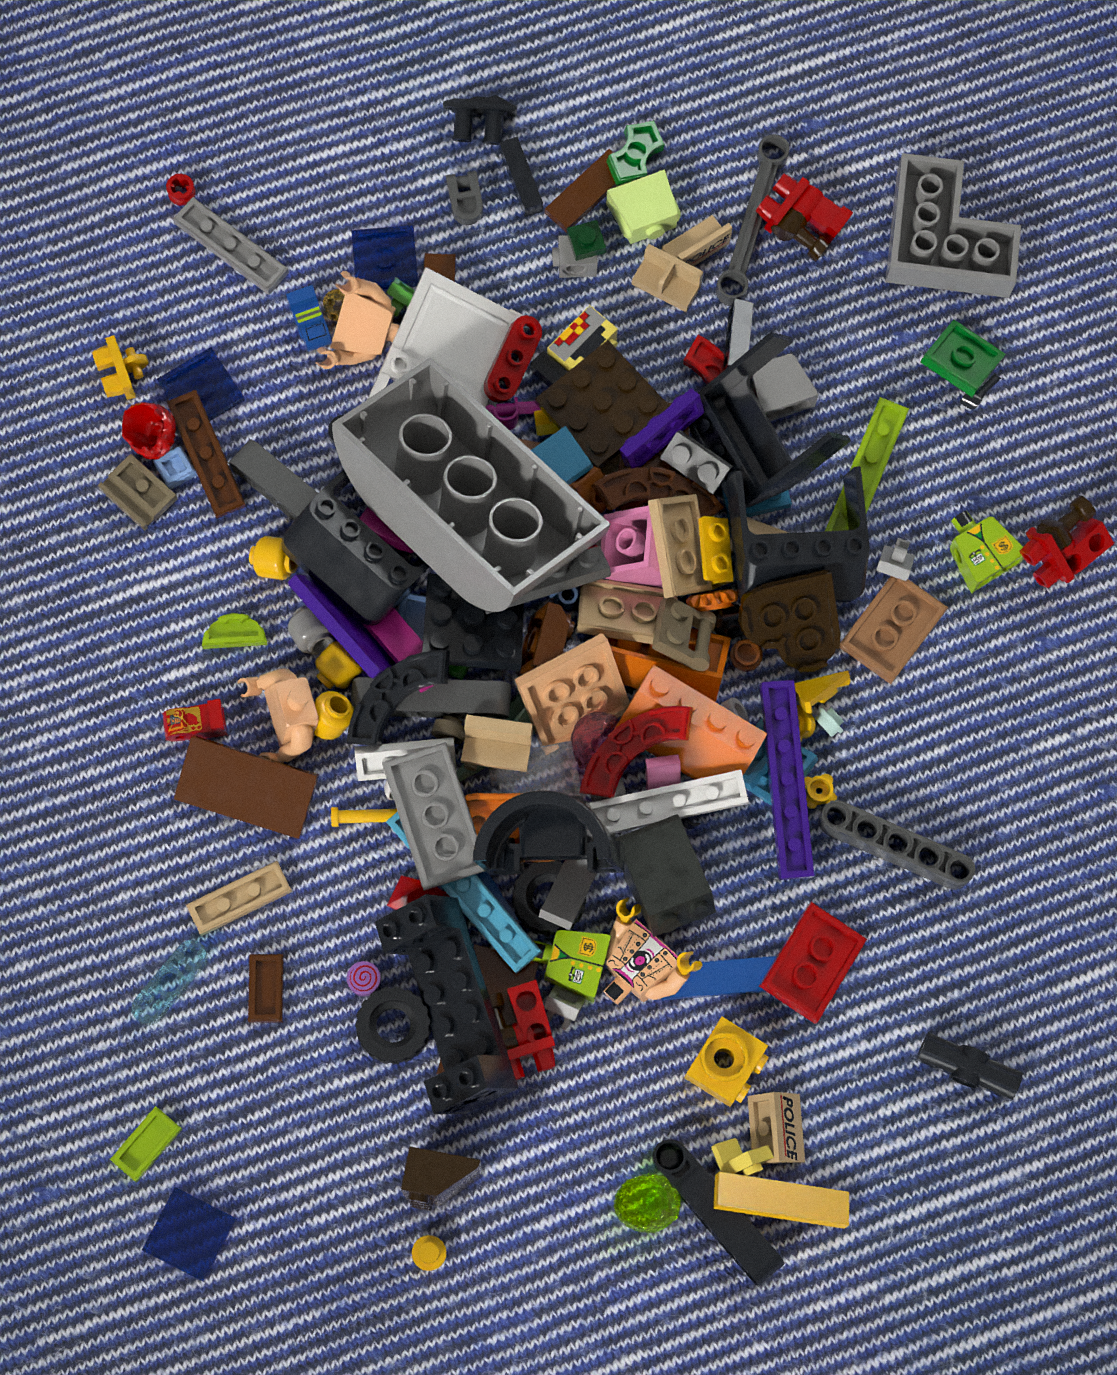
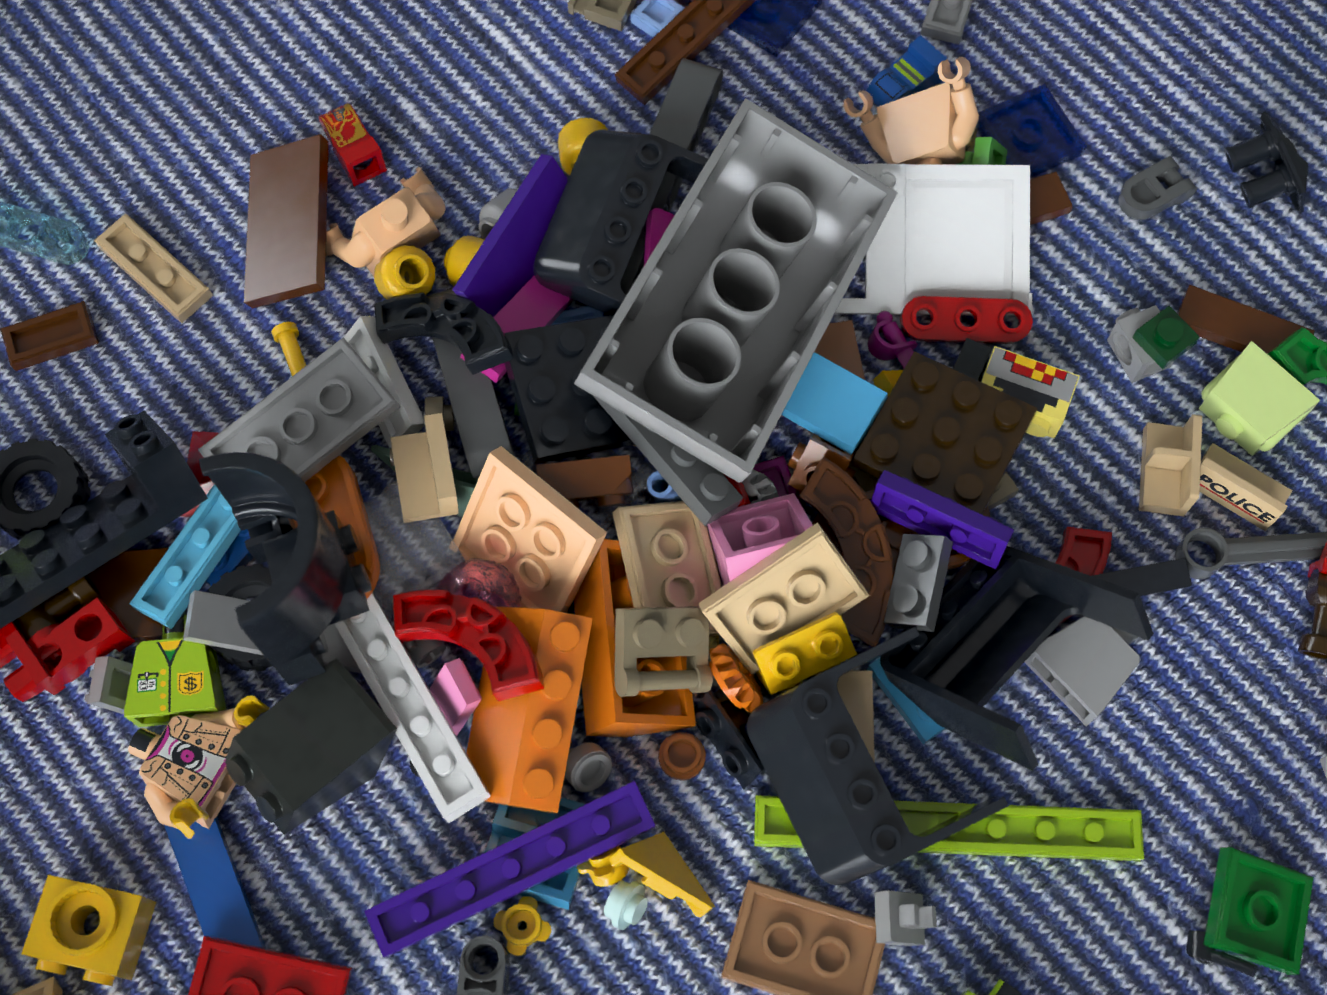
camera: 75 degrees right, 5 degrees down
(234, 631) = (482, 146): lime tile -> none
(363, 978) = (88, 439): medium lavender tile -> none
(521, 176) = (1217, 243): black piece -> none
(794, 618) = (748, 796): dark brown plate -> none

